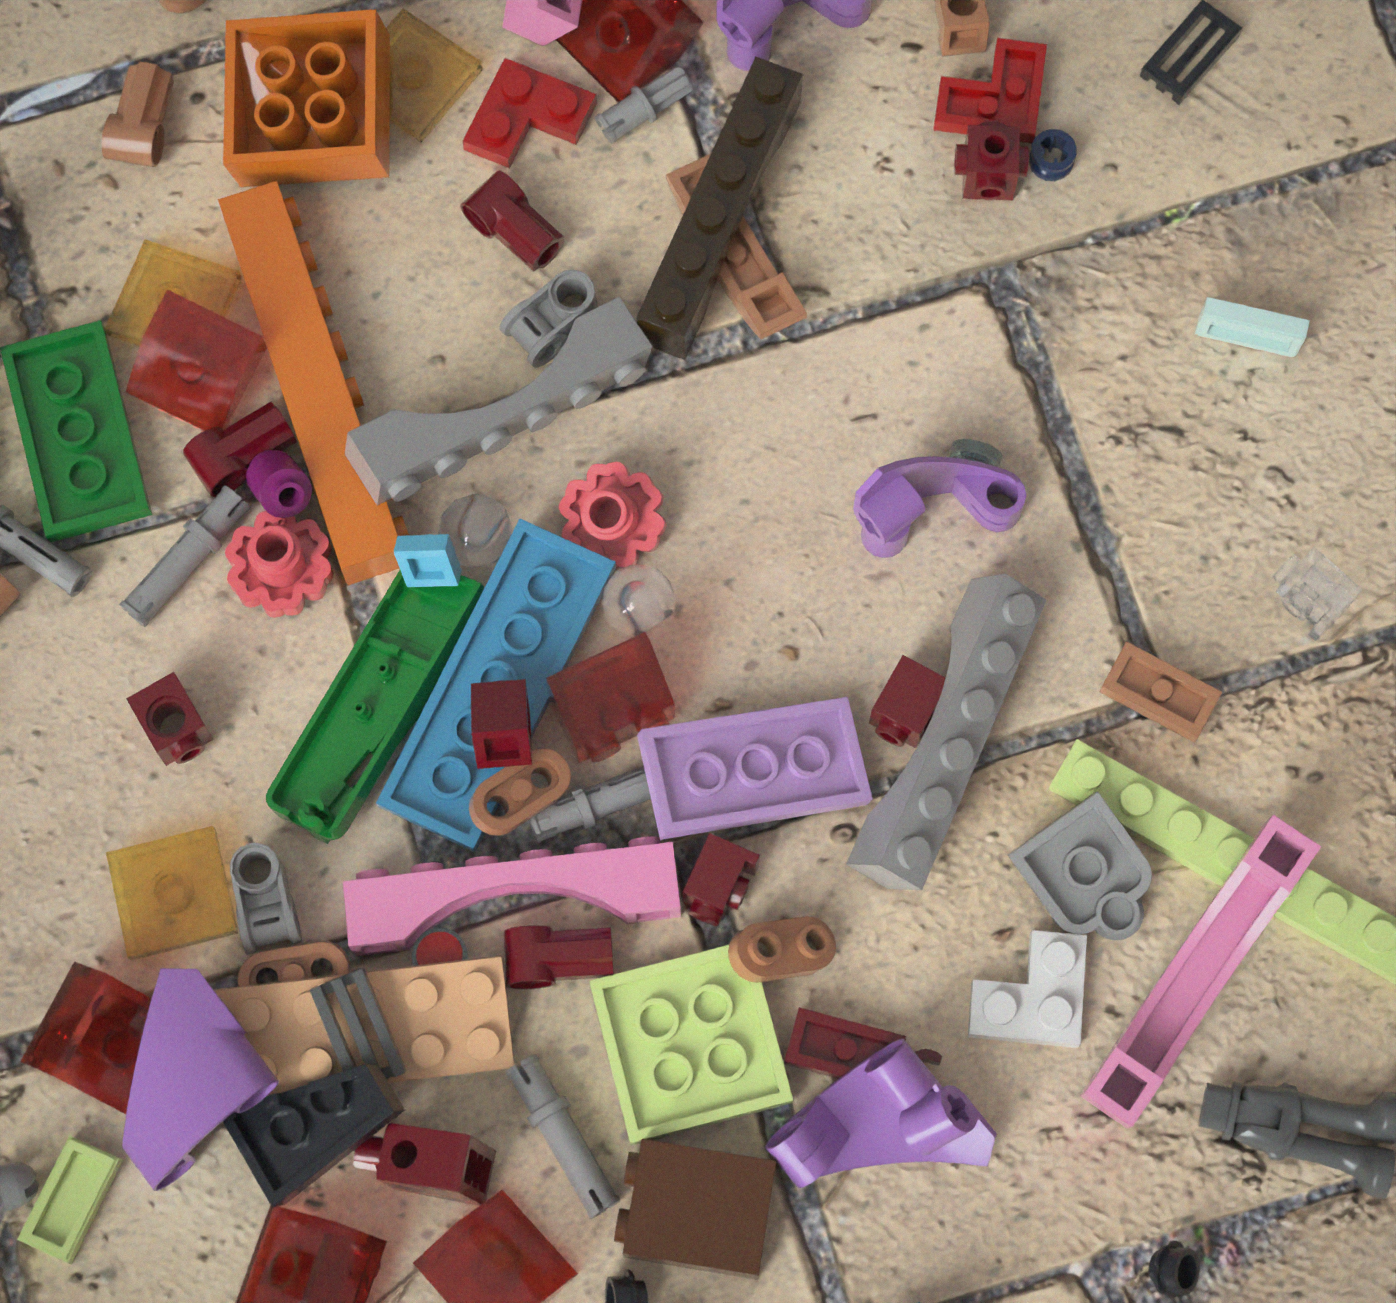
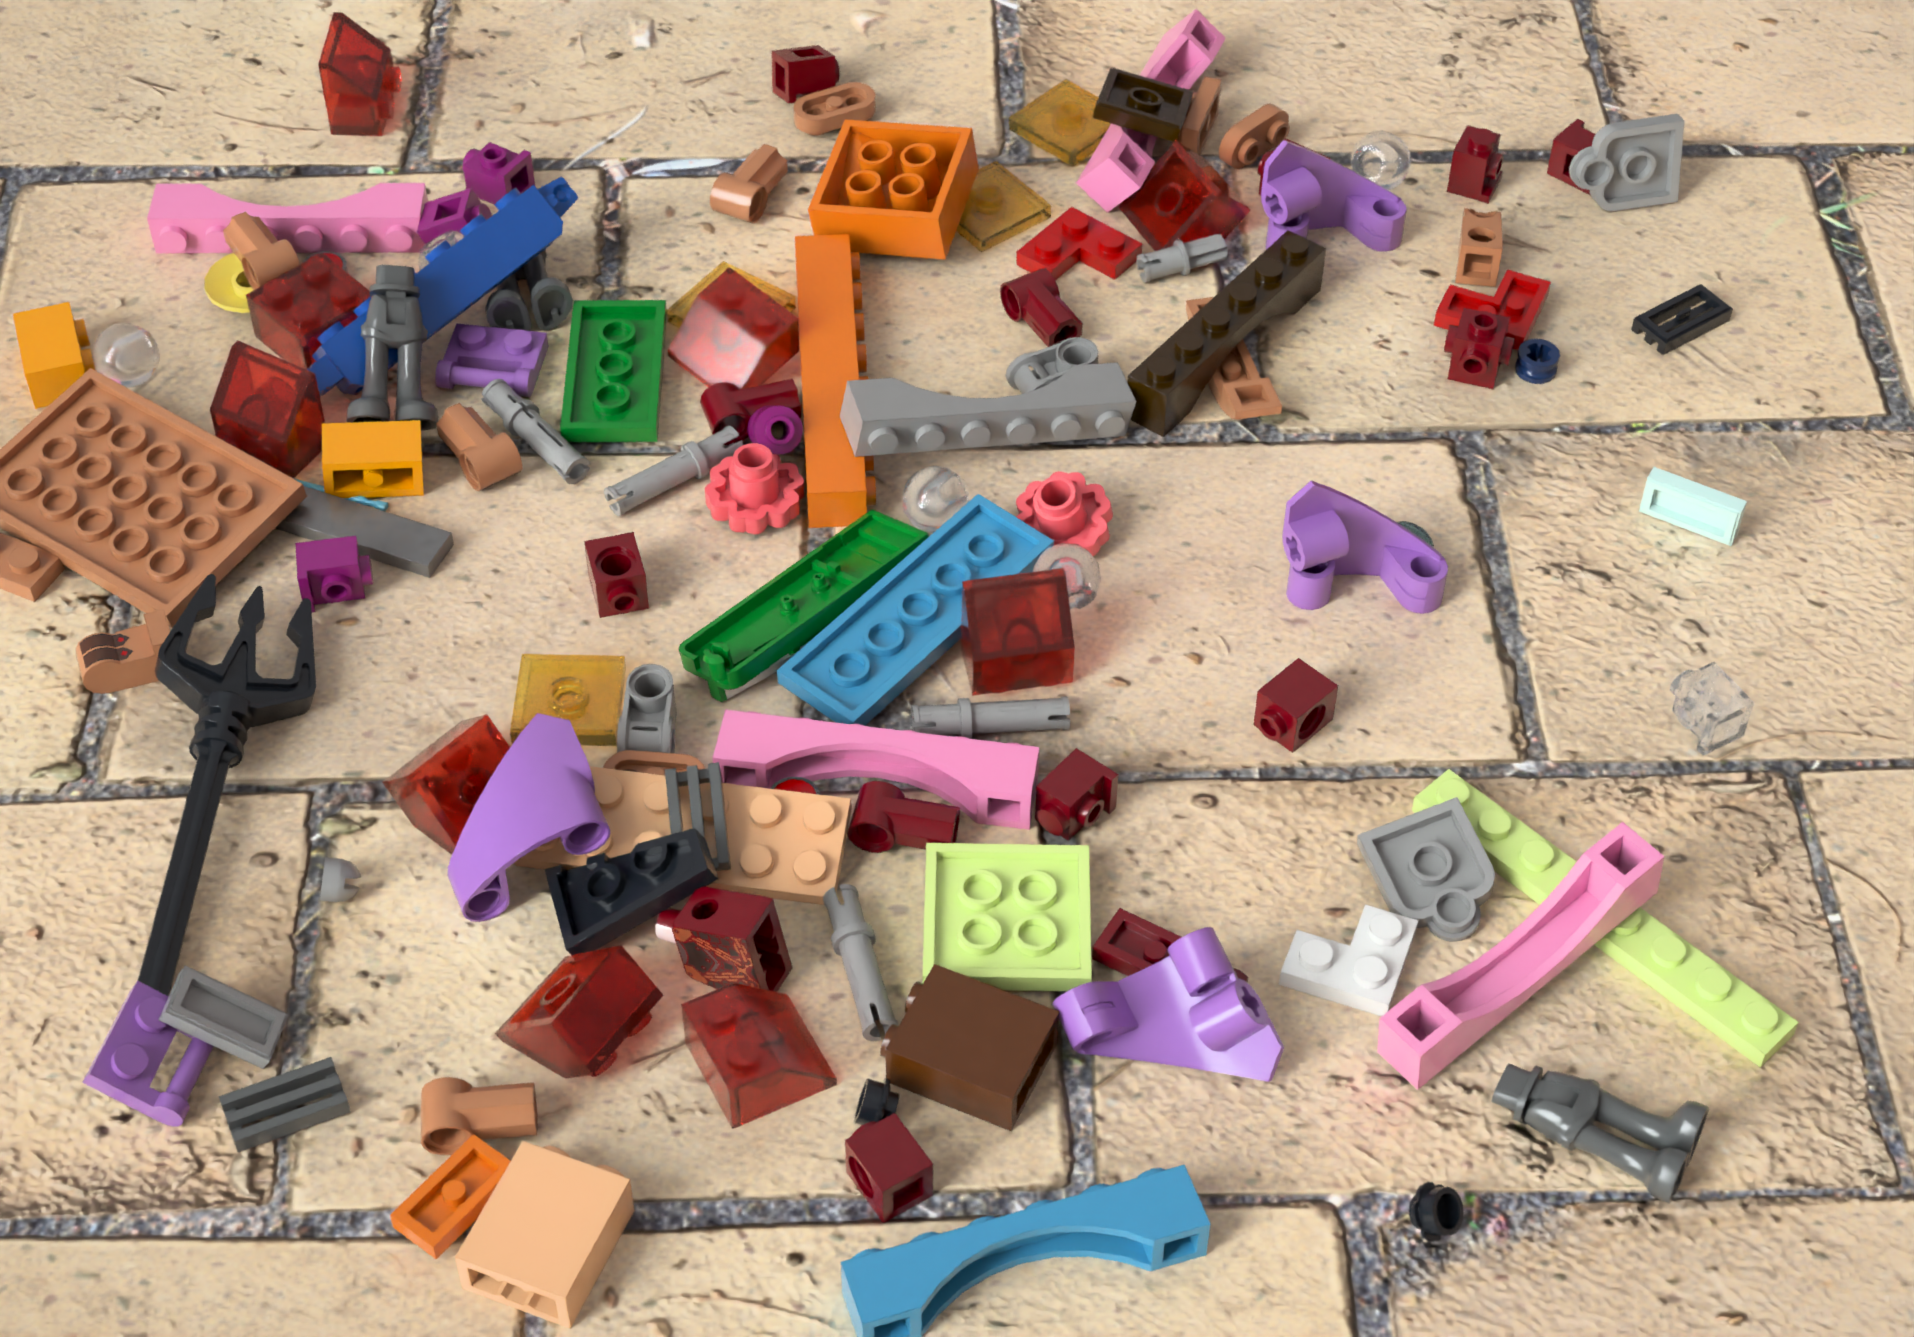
camera: 15 degrees right, 25 degrees down
(70, 1199) = (382, 909): yellowish green tile -> none
(427, 560) = (886, 501): medium azure plate -> none
(501, 724) = (910, 618): dark red brick -> none
(518, 794) = (903, 680): nougat plate -> none
(754, 767) = (1134, 715): lavender plate -> none
(786, 946) = (1117, 860): nougat plate -> none
(915, 814) = (1323, 732): light grey arch -> none
(1160, 692) = (1539, 751): nougat plate -> none

